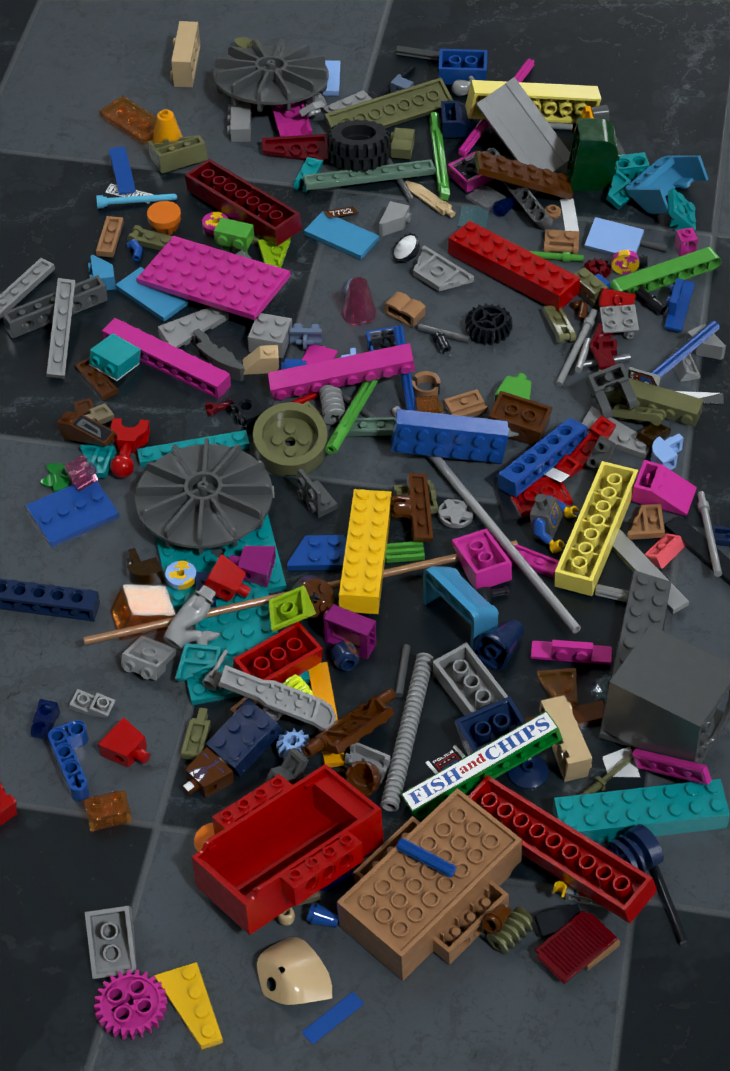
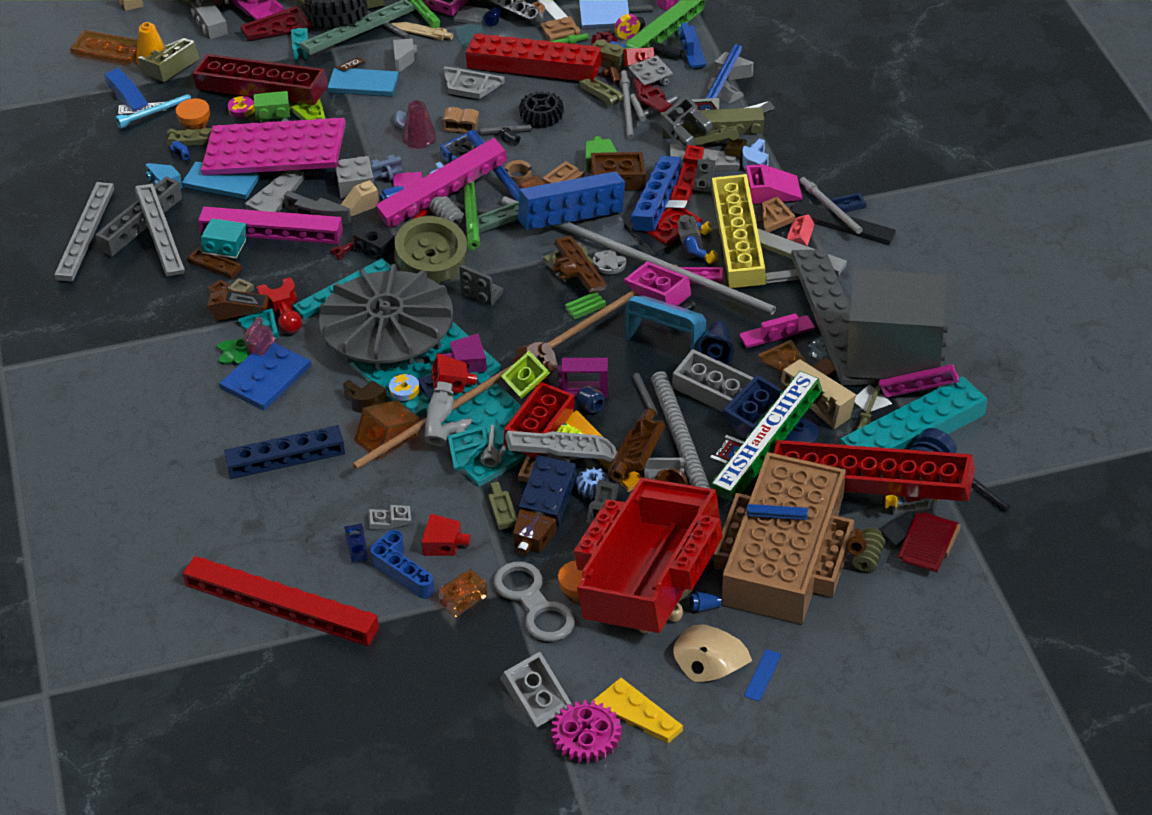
camera: 25 degrees left, 5 degrees down
(109, 236) = (150, 145): medium nougat plate -> none
(147, 658) = (417, 462): light grey plate -> none
(167, 847) = (534, 601): none -> light grey bar
(319, 553) = (517, 330): blue wing -> none
(365, 551) = (557, 311): yellow brick -> none
(406, 248) = (430, 72): white piece -> none

